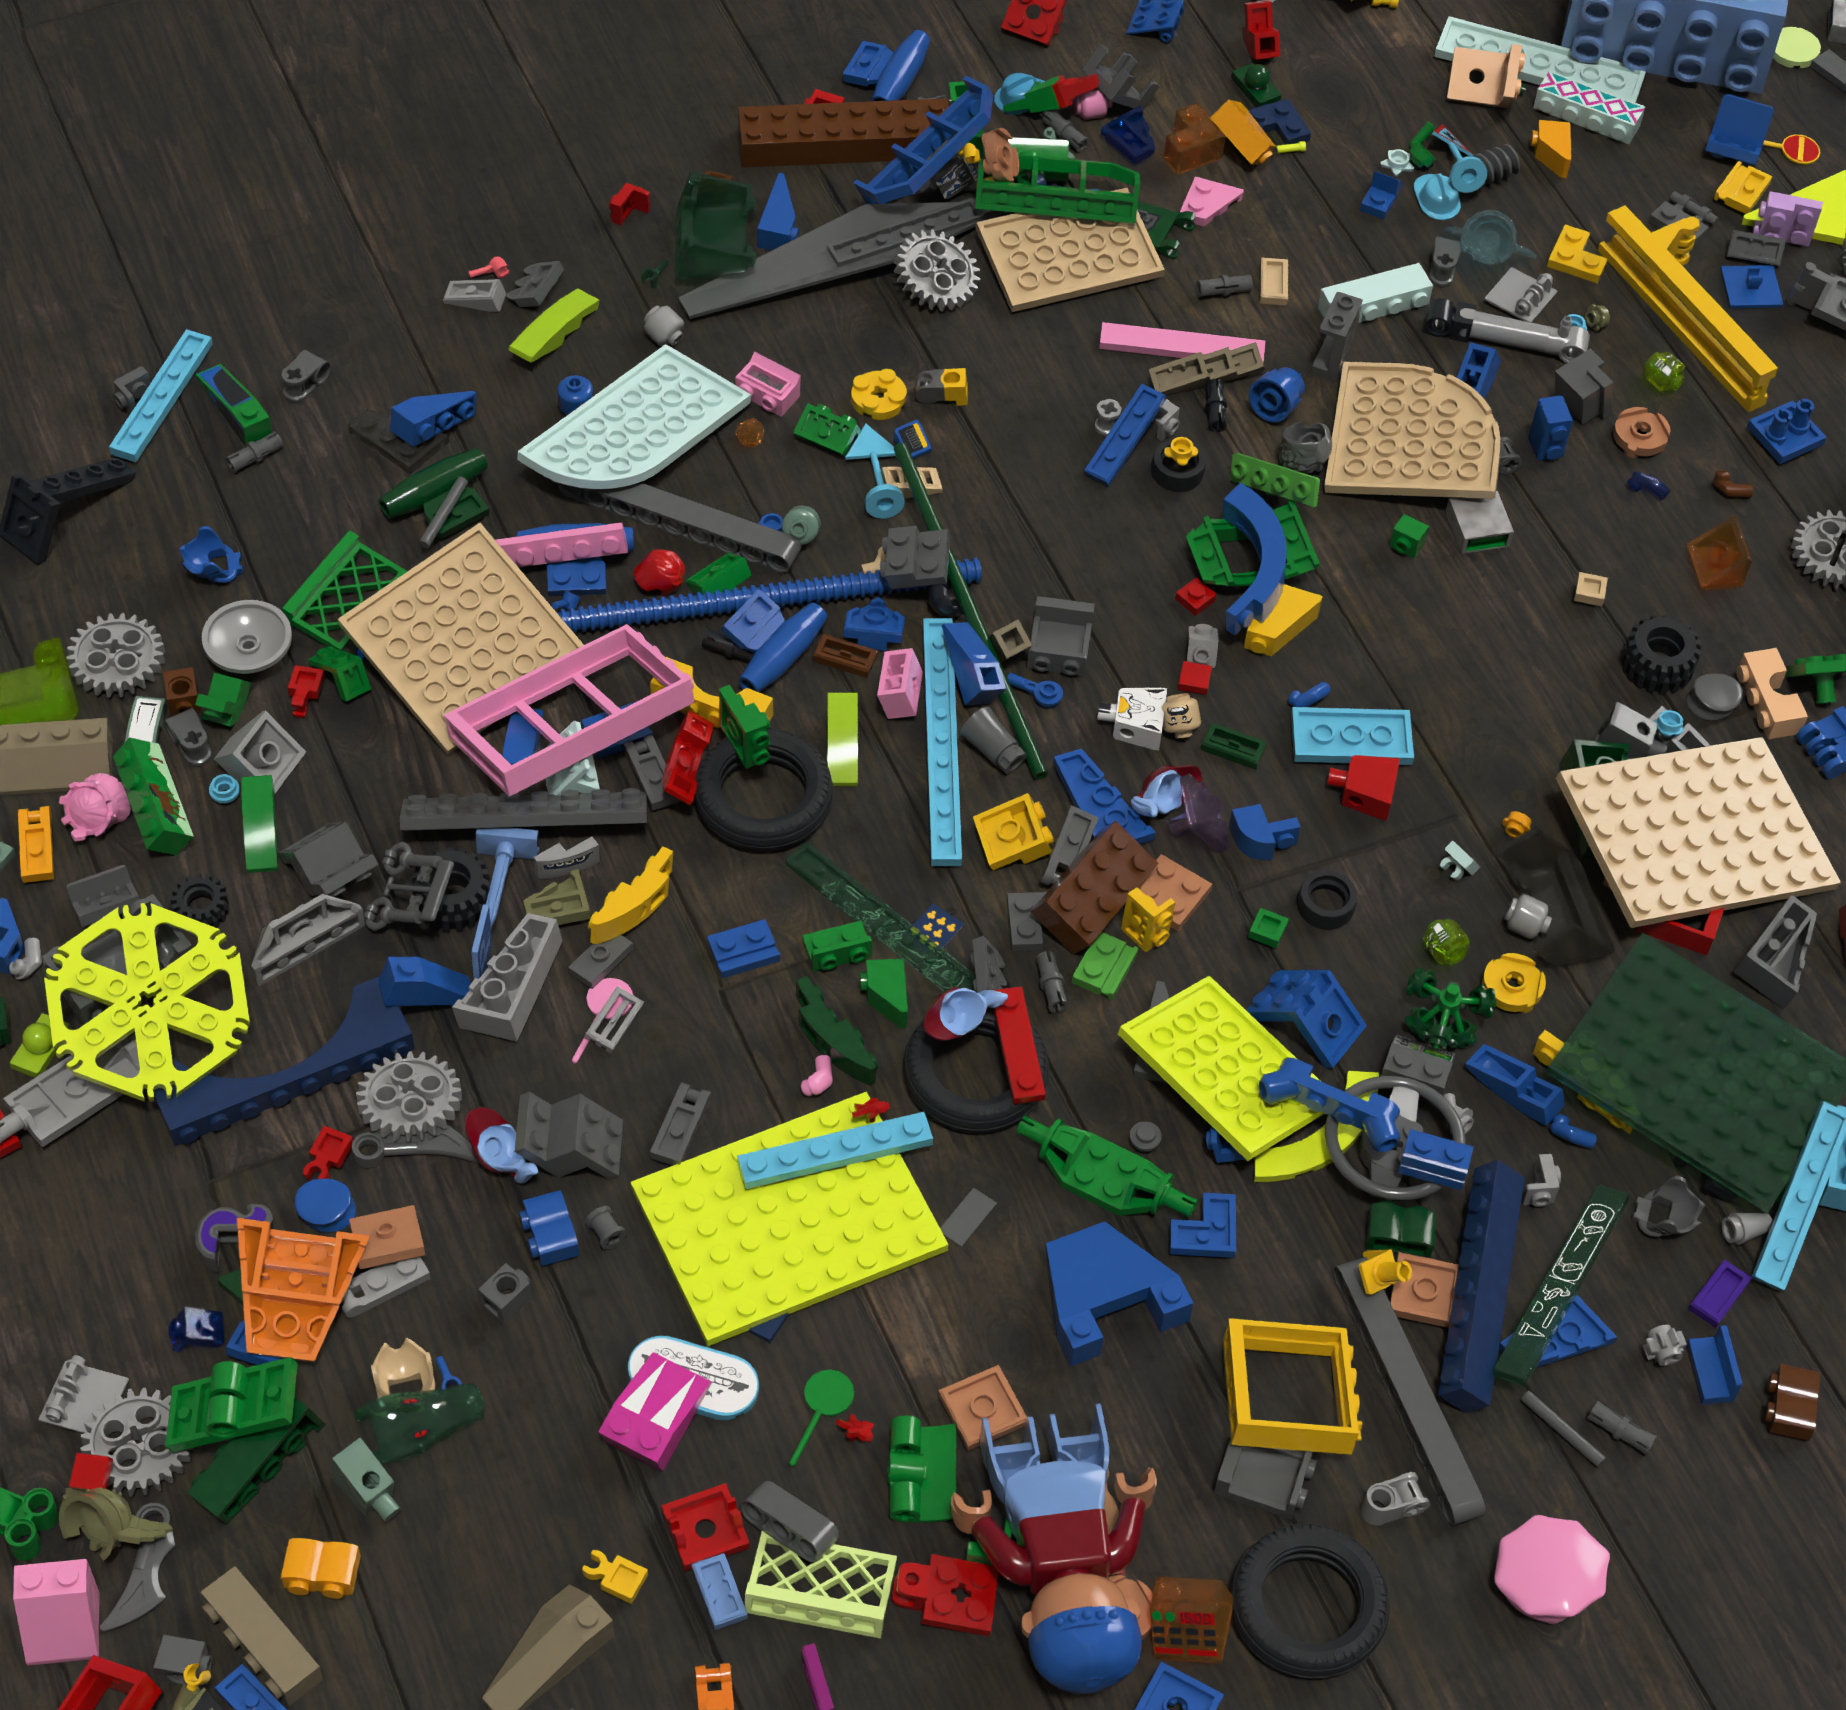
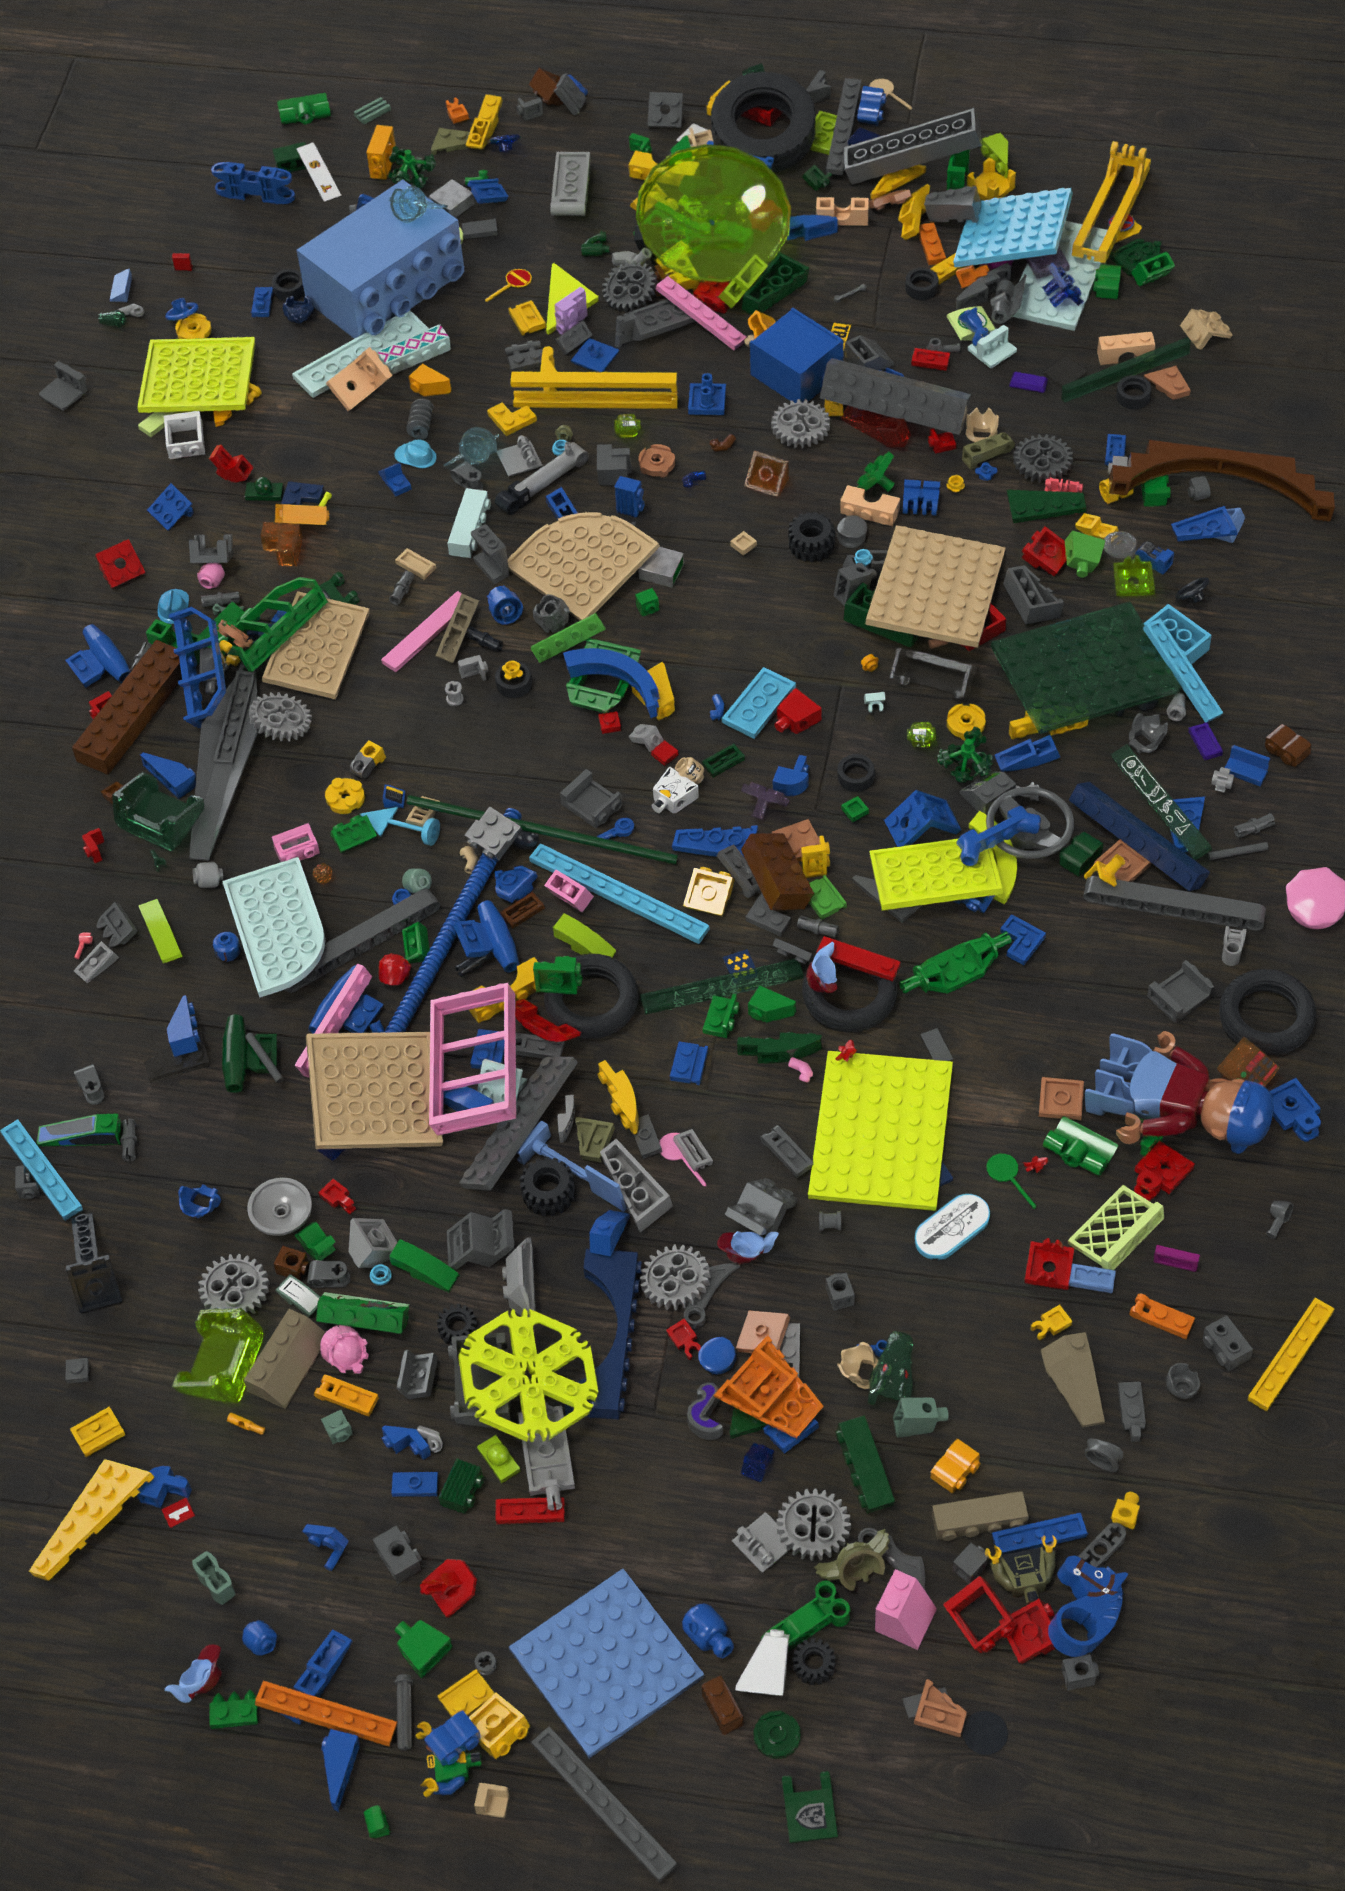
camera: 50 degrees left, 0 degrees up
(90, 1471) = (823, 1554): red tile -> none
(231, 1403) = (835, 1454): green plate -> none
(326, 575) = (262, 1145): green fence -> none
(346, 670) = (343, 1163): green bracket -> none
(412, 913) = (534, 1182): dark grey piece -> none
(550, 1228) = (812, 1248): blue brick -> none
(654, 1411) = (966, 1252): dark pink slope -> none
(789, 1521) = (1074, 1221): dark grey beam -> none
(834, 1150) = (859, 1083): medium azure plate -> none
(974, 664) = (583, 847): blue slope -> none
(993, 740) = (640, 868): dark grey plant -> none
(1010, 640) = (580, 821): dark tan brick -> none
(1053, 93) = (197, 584): animal -> none
(1101, 1273) = (1018, 1003): blue wedge -> none
(1125, 435) = (475, 691): blue tile -> none
(1130, 135) = (252, 570): clear blue wing -> none
(1145, 1136) = (945, 937): dark grey plate -> none
(1163, 790) = (733, 806): light blue hair -> none
(1209, 199) = (329, 560): bright pink wing -> none
(1300, 1340) = (1137, 974): yellow window -> none
(1397, 161) = (375, 459): light aqua plate -> none
(1421, 155) = (383, 445): green plate -> none
(1435, 1159) = (1063, 808): blue brick -> none
(1468, 172) = (423, 428): medium azure piece -> none
(1527, 916) = (931, 690): light grey head -> none
(1547, 1183) = (1094, 774): light grey bracket -> none
(1562, 1129) = (1072, 749): blue arm -> none
(1739, 129) = (490, 294): blue bracket -> none

